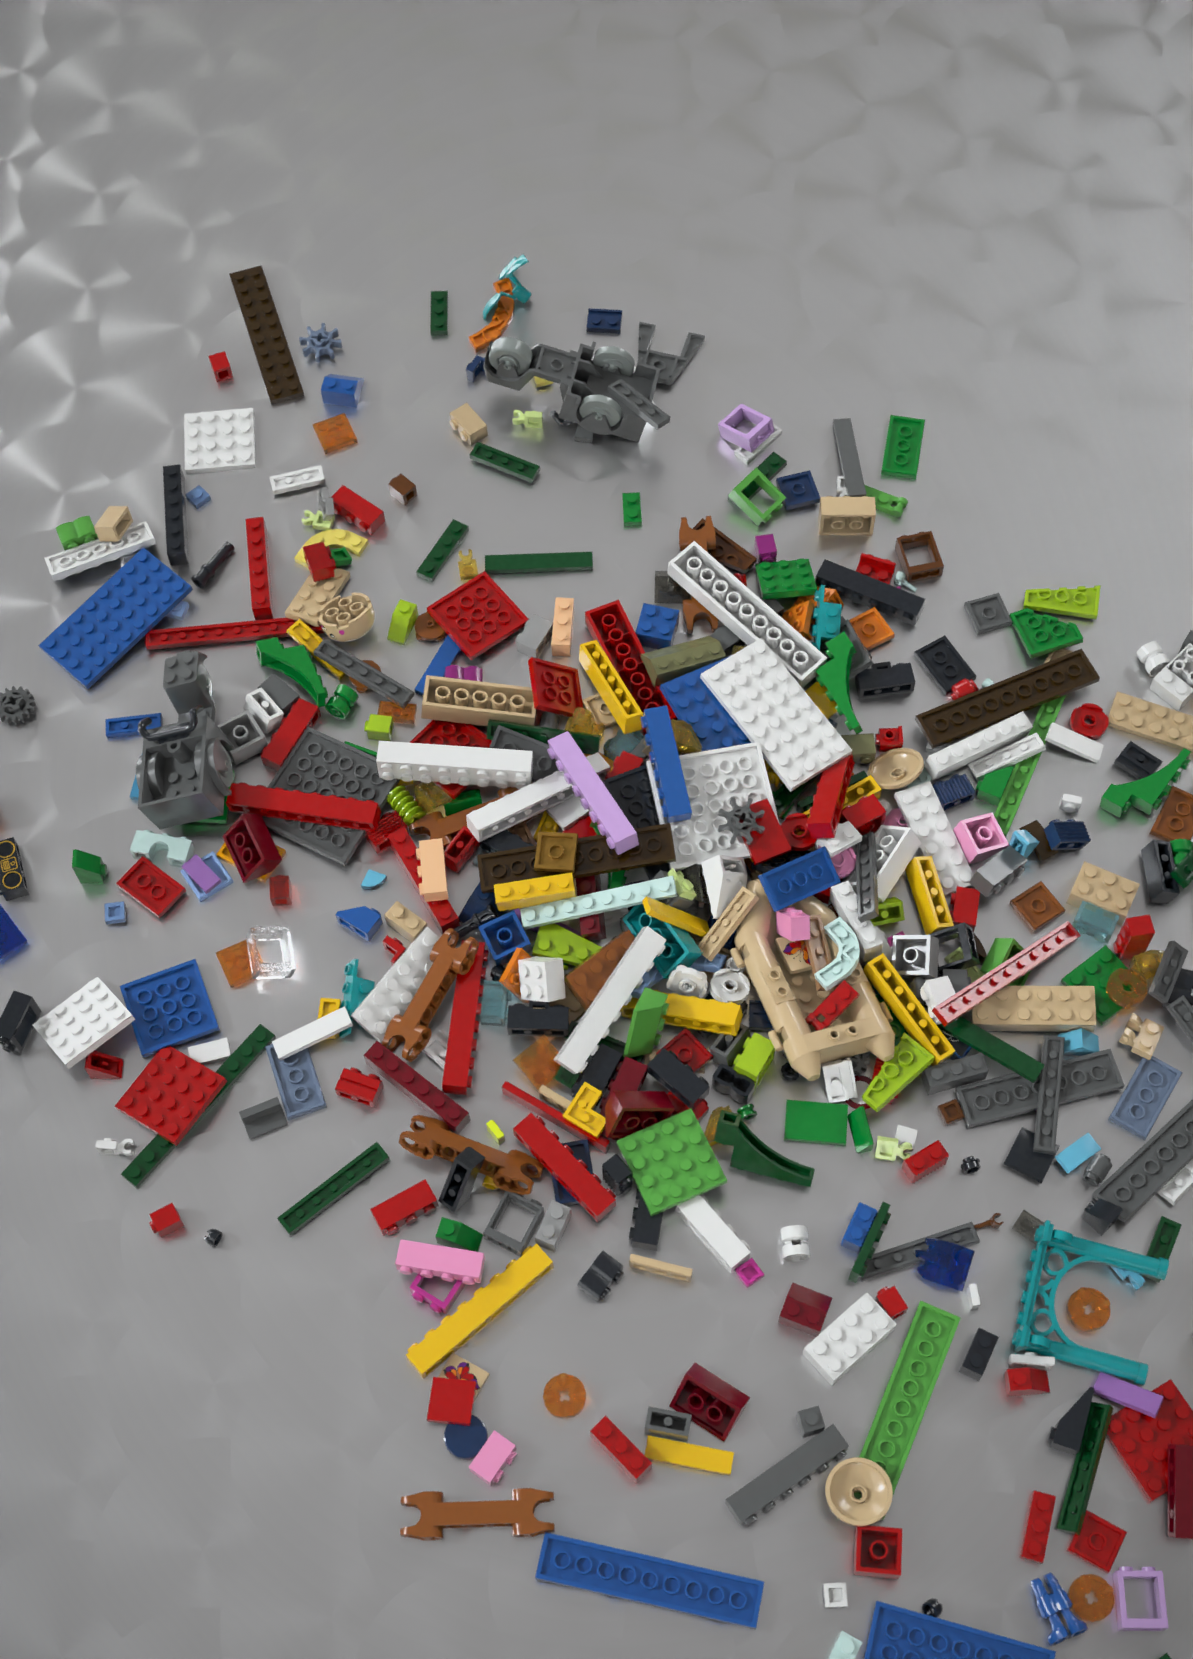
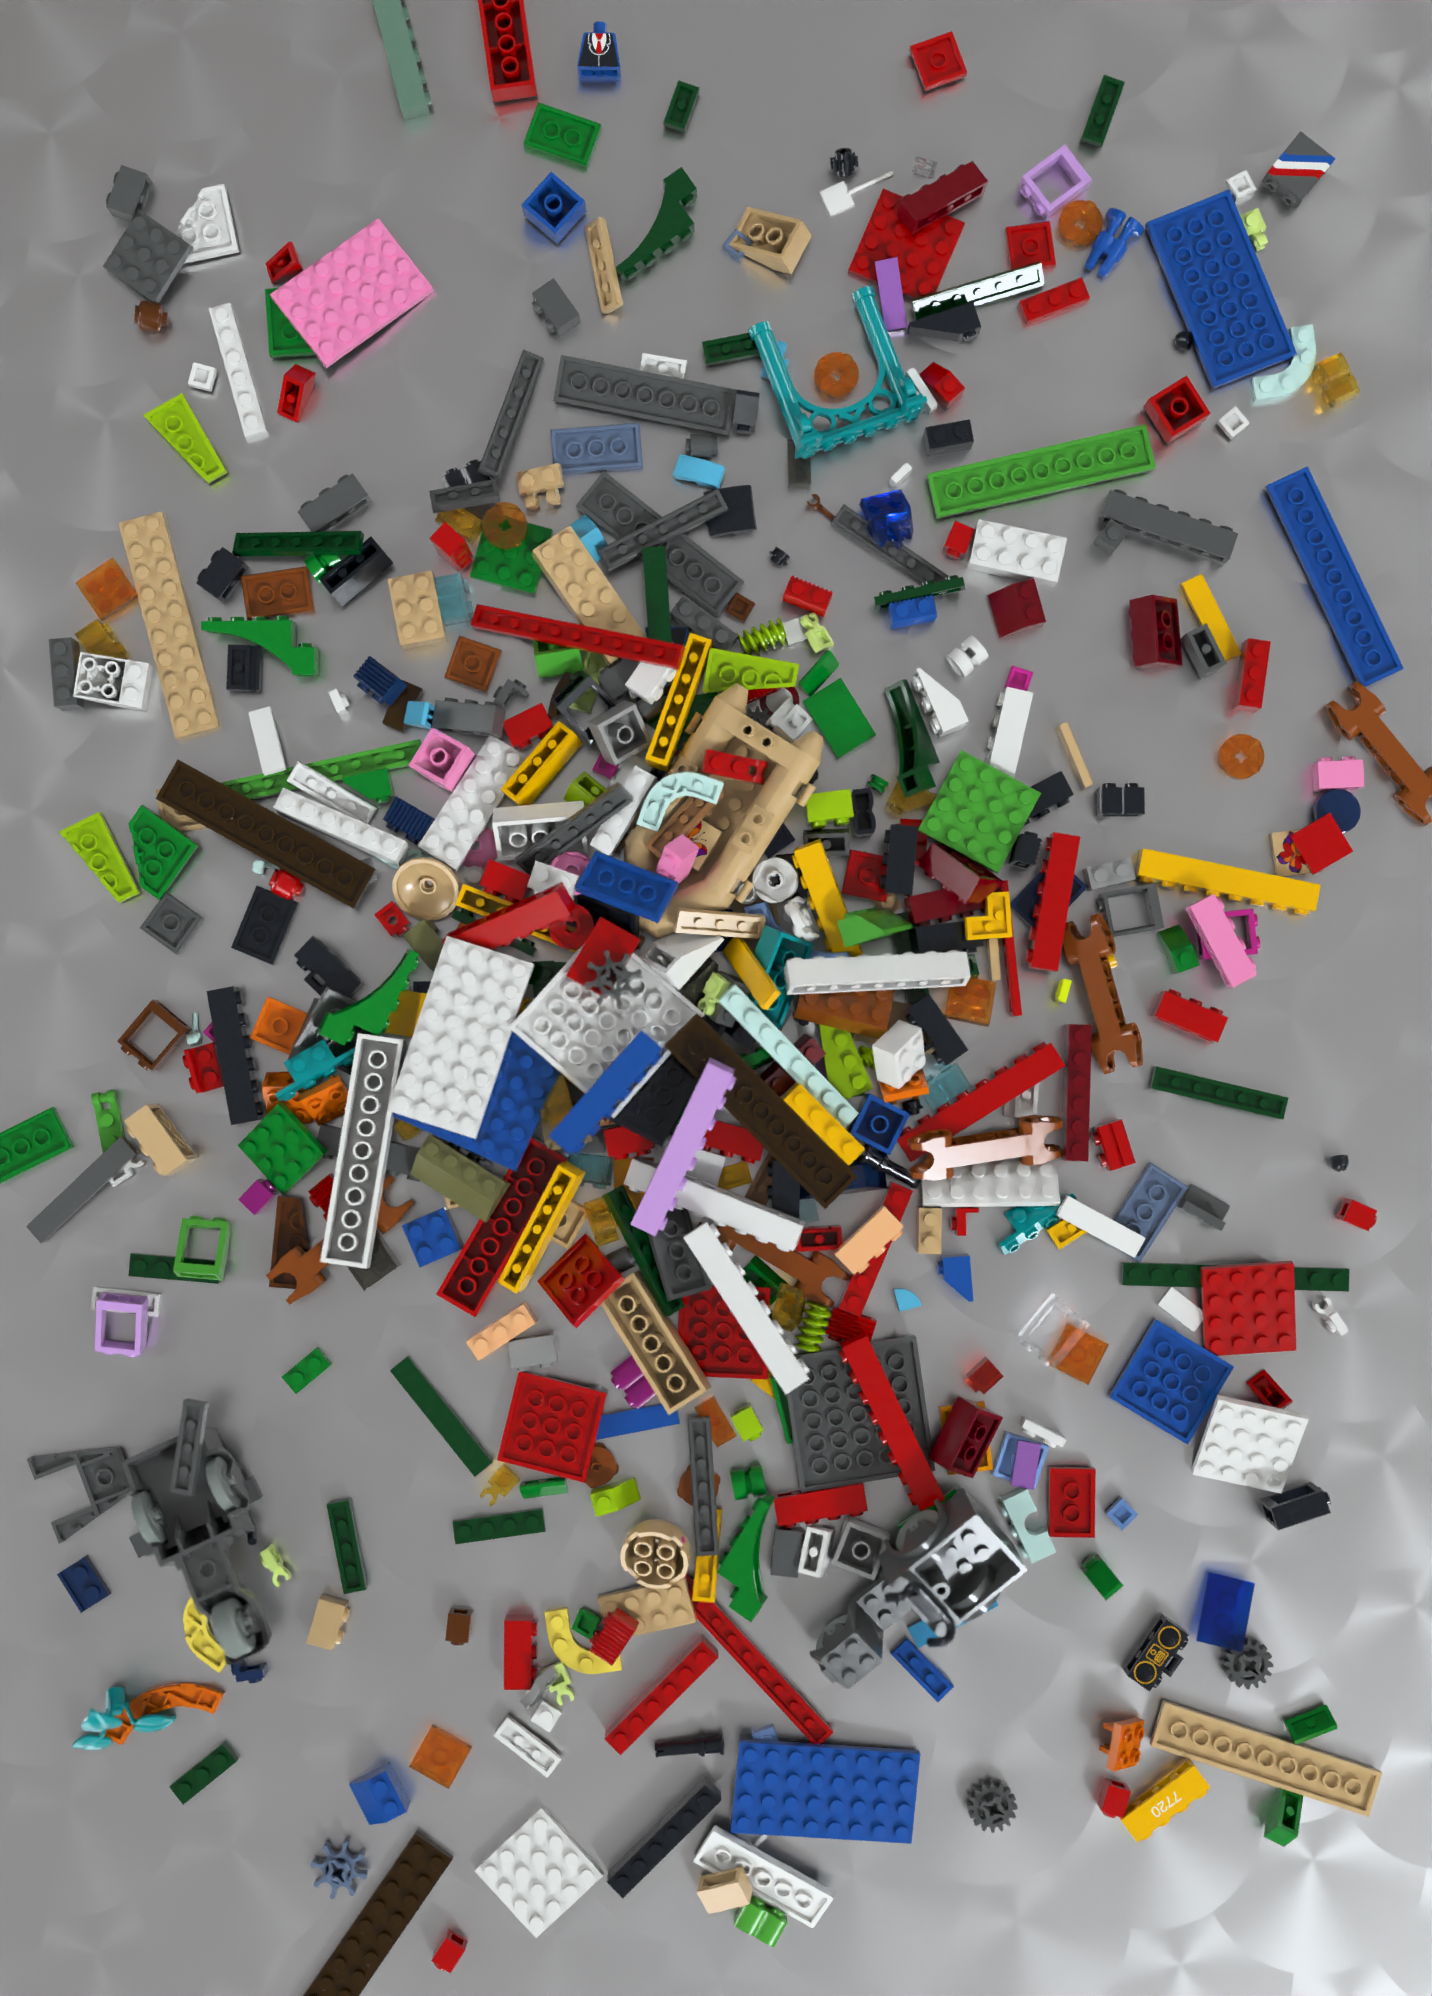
camera: 130 degrees left, 25 degrees up
(198, 497) = (622, 1834): medium blue plate -> none
(211, 901) = (1050, 1437): none -> white plate
(305, 502) = (546, 1715): none -> white plate
(445, 587) = (543, 1487): none -> green slope
(461, 1179) = (1136, 979): black piece -> none
(556, 852) = (773, 1131): pearl gold plate -> none
(771, 1193) = (942, 706): none -> white slope
(798, 490) = (159, 1215): dark blue plate -> none
(863, 1477) = (1155, 440): tan dish -> none
(915, 1106) = (762, 638): none -> lime piece
(1000, 911) = (504, 694): none -> dark grey bracket
(1097, 716) = (220, 736): red plate -> none
(1152, 657) = (111, 725): white wheel -> none

